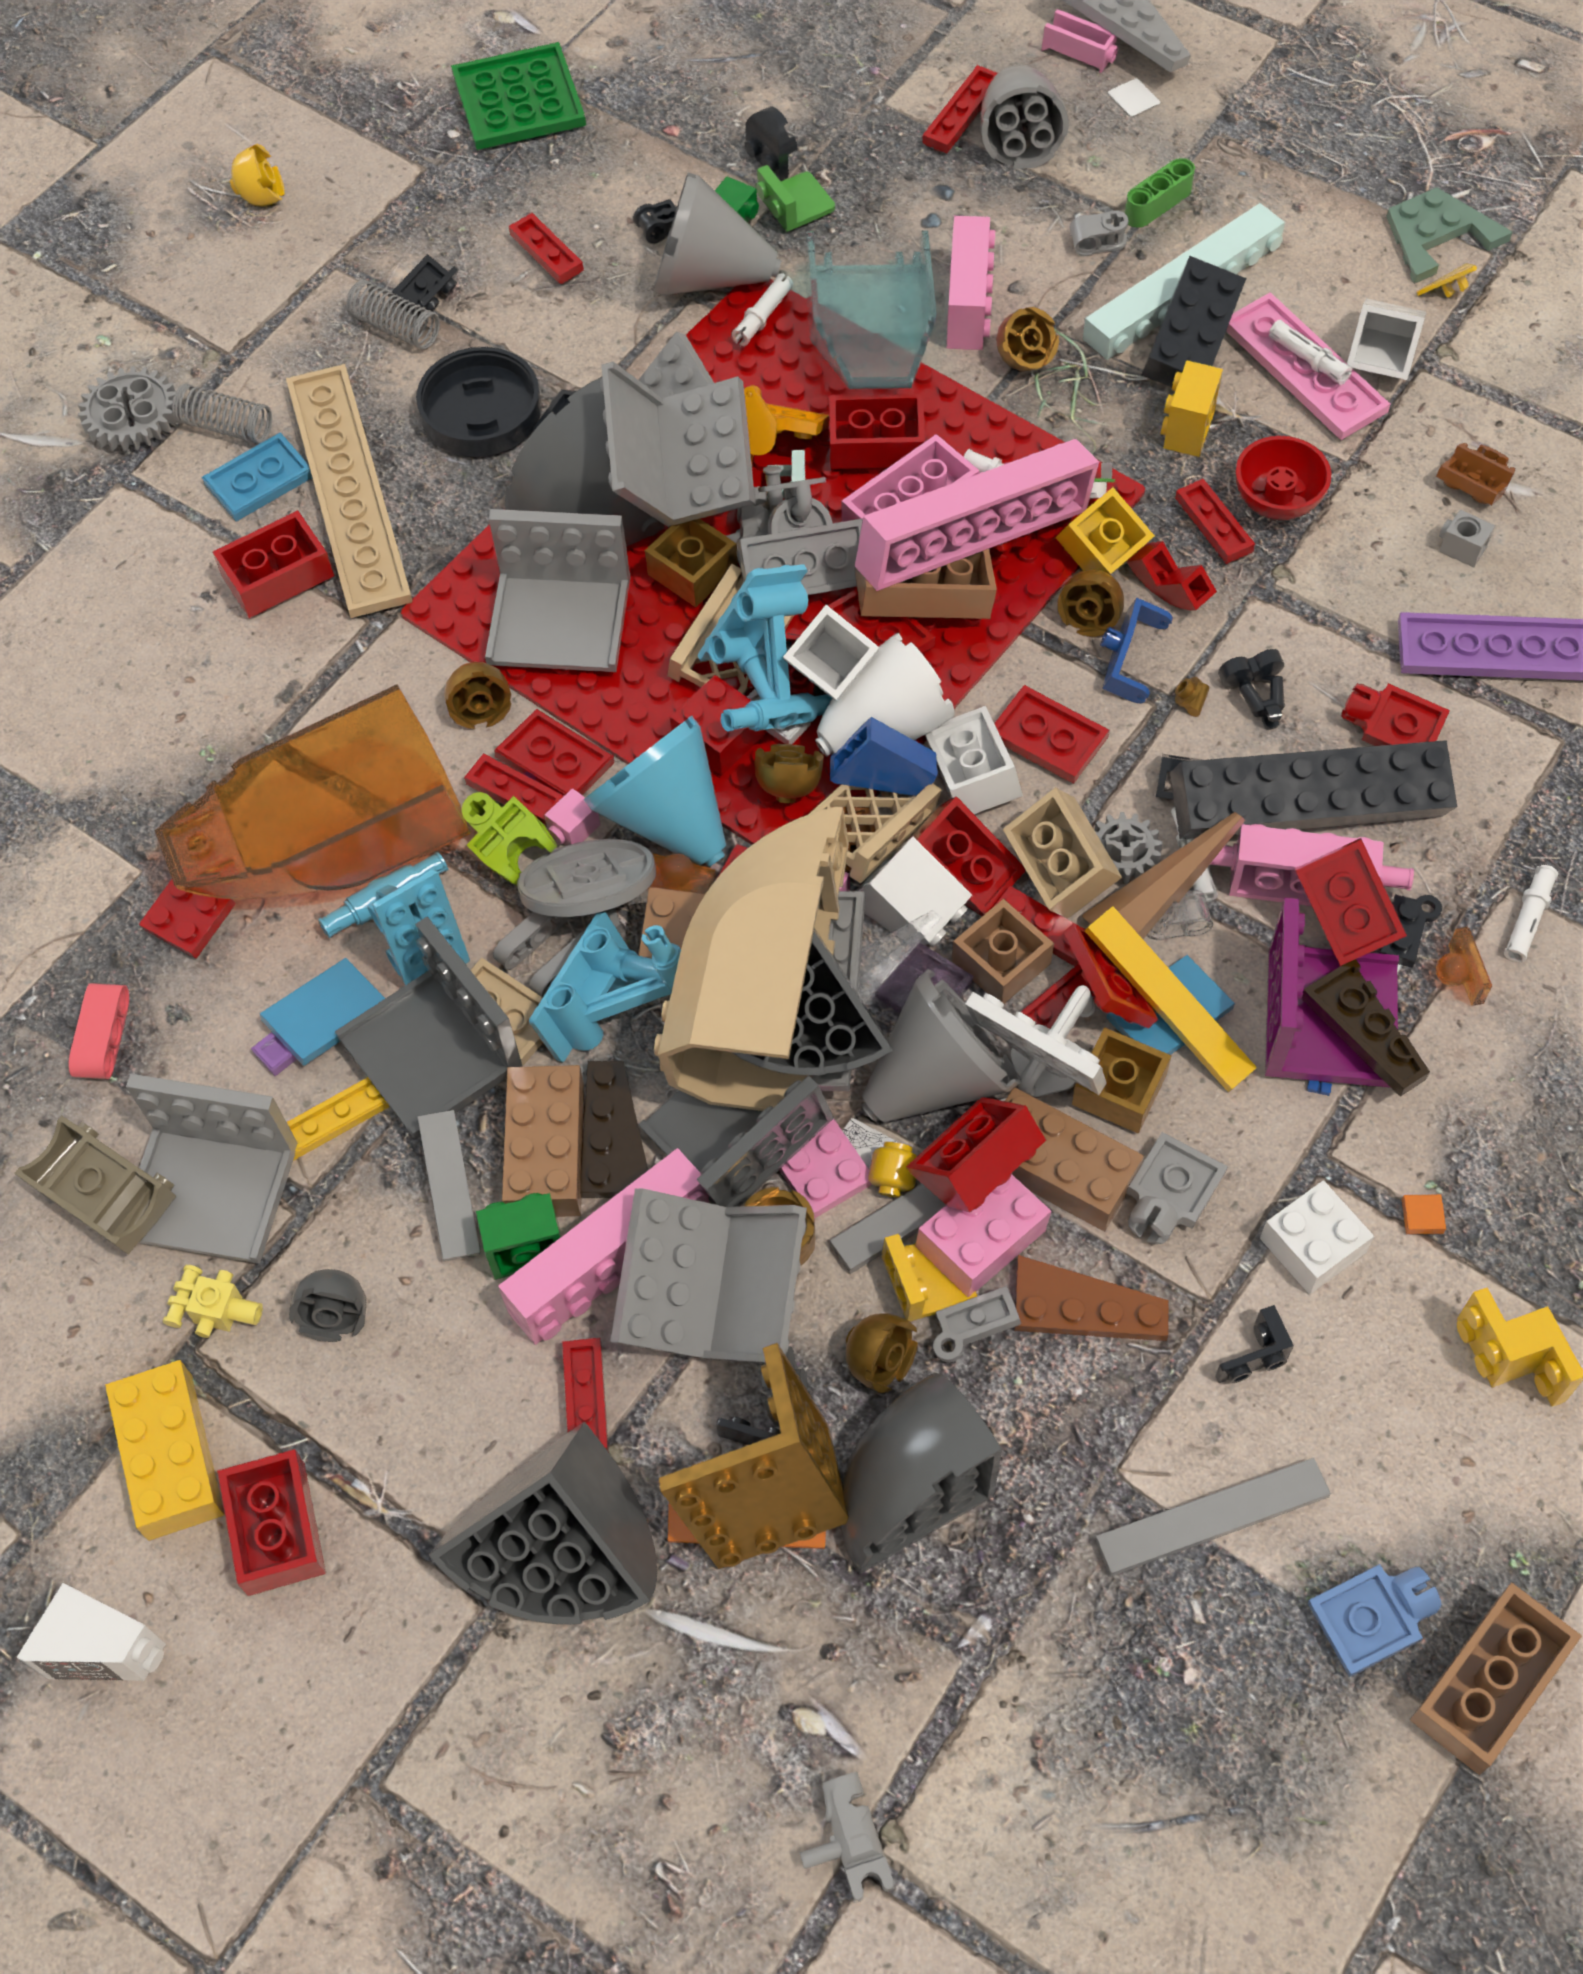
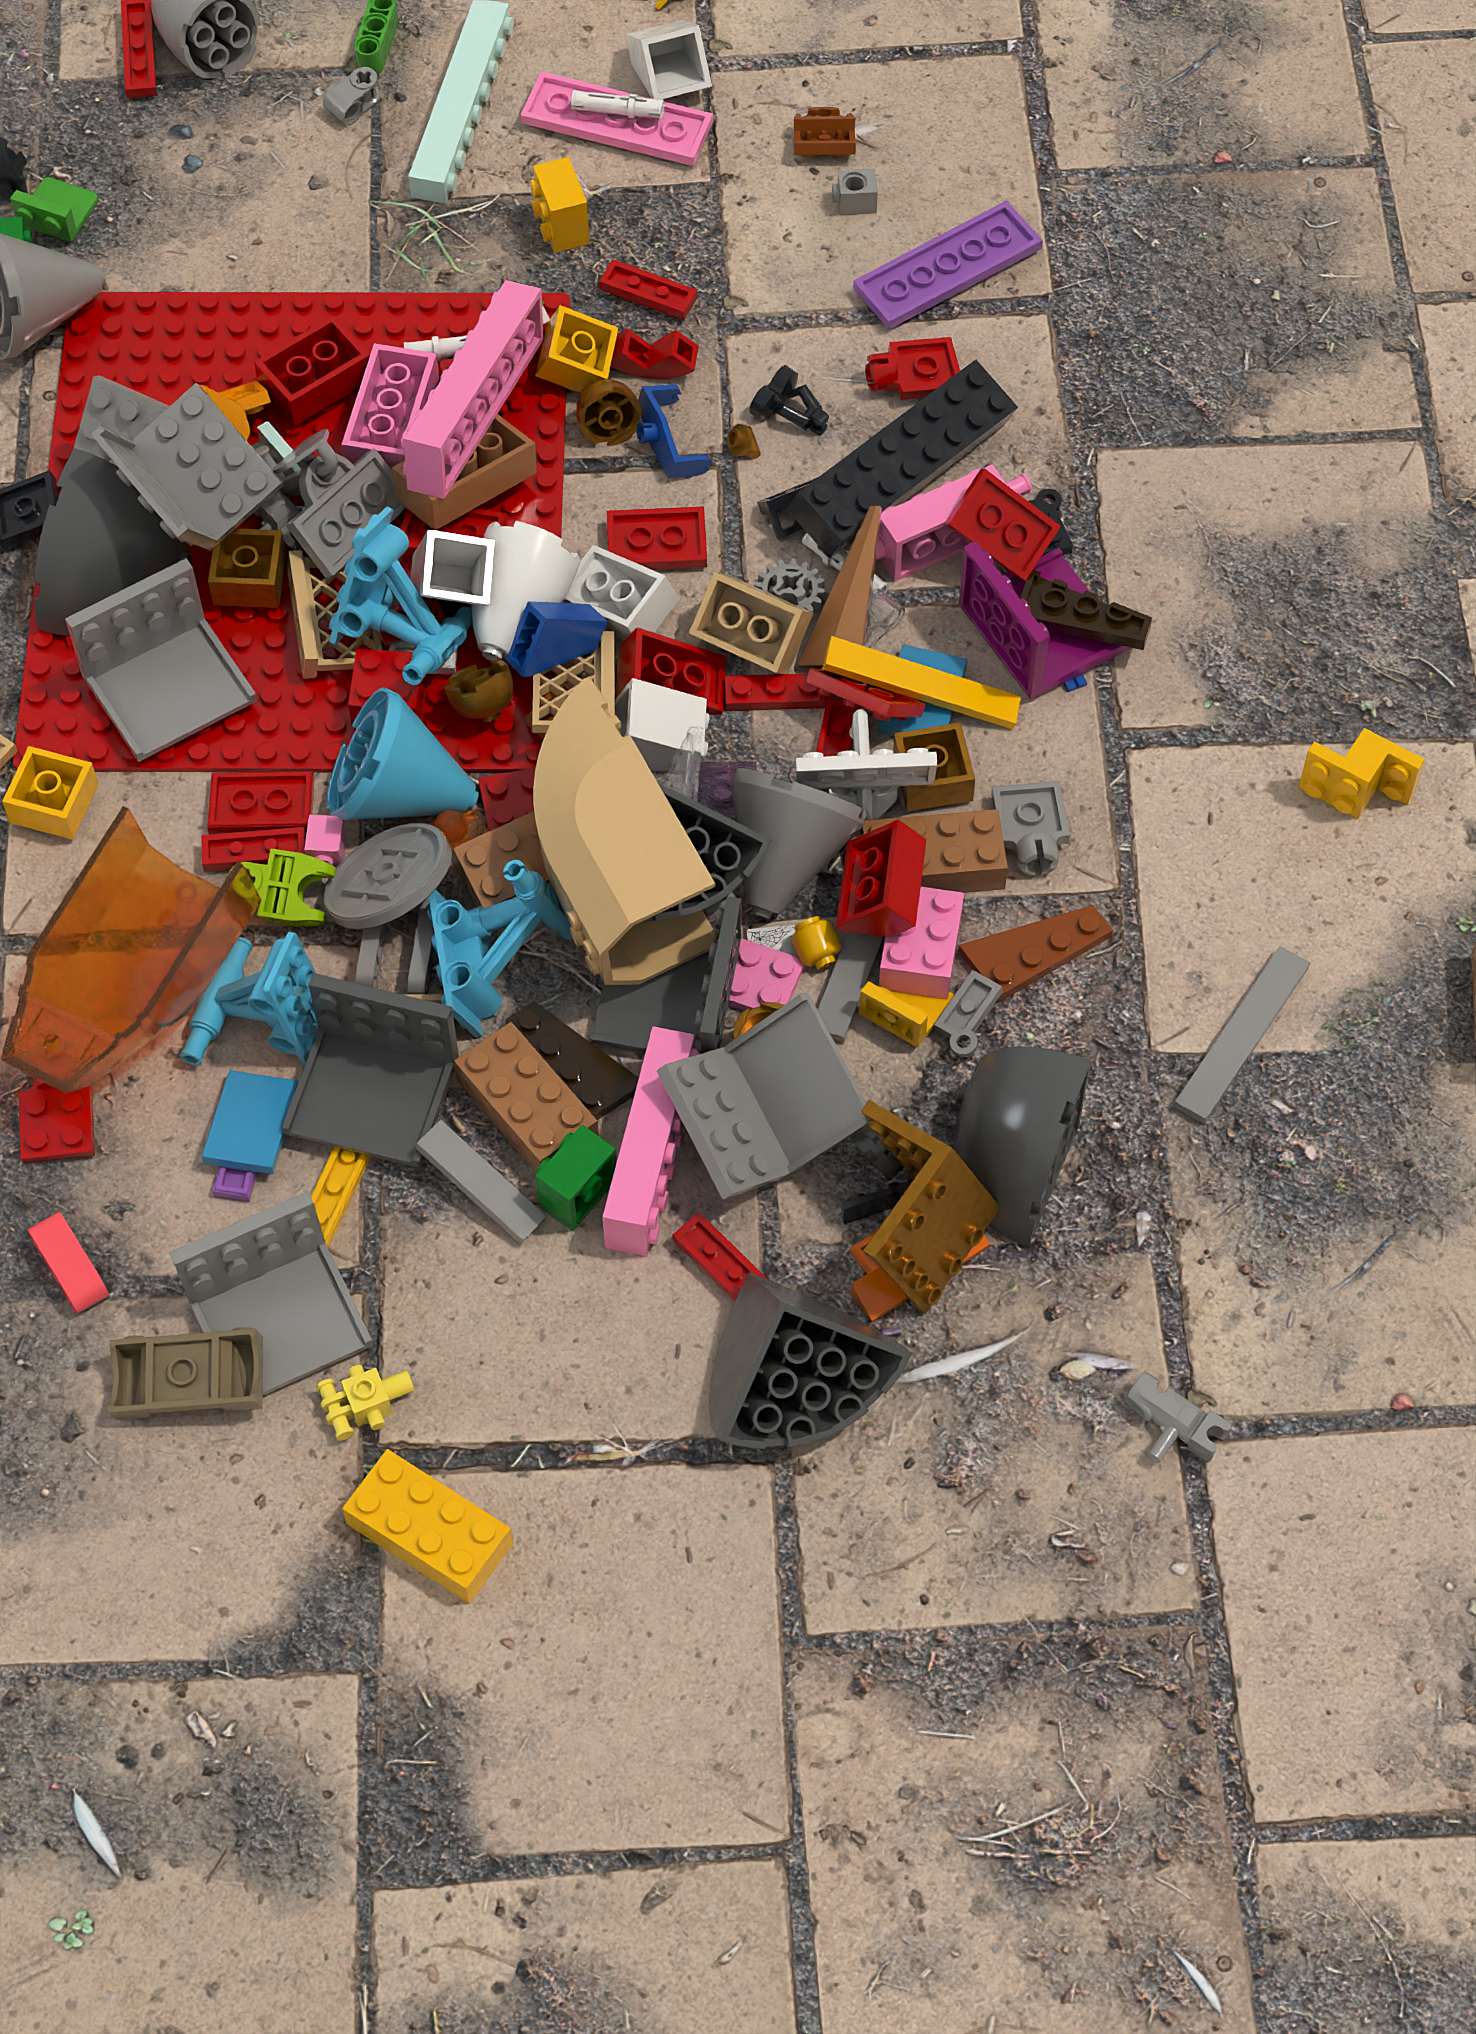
camera: 40 degrees left, 0 degrees up
(90, 1642) = (506, 1689): white slope -> none
(271, 1522) = (565, 1513): red brick -> none
(328, 1305) = (465, 1332): dark grey cylinder -> none
(400, 647) = (50, 792): none -> yellow brick
(477, 695) = (155, 789): pearl gold cylinder -> none
(756, 316) = (117, 330): white pin -> none
(872, 317) = (226, 271): clear light blue windscreen -> none
(880, 1350) = (916, 1077): pearl gold cylinder -> none
(970, 283) = (283, 199): bright pink brick -> none
(1002, 951) = (765, 727): medium nougat brick -> none
(1027, 339) = (374, 222): pearl gold cylinder -> none
(1194, 320) = (504, 131): black brick -> none
(1269, 1333) = (1186, 880): black bracket -> none
(1282, 477) = (680, 221): red piece -> none
(1316, 1237) = (1162, 790): white brick -> none
(1374, 1615) = (1403, 1022): medium blue plate -> none
(1423, 1214) = (1220, 727): orange tile -> none
(1464, 967) = (1112, 526): clear orange tile -> none
(1535, 901) = (1124, 447): white pin -> none

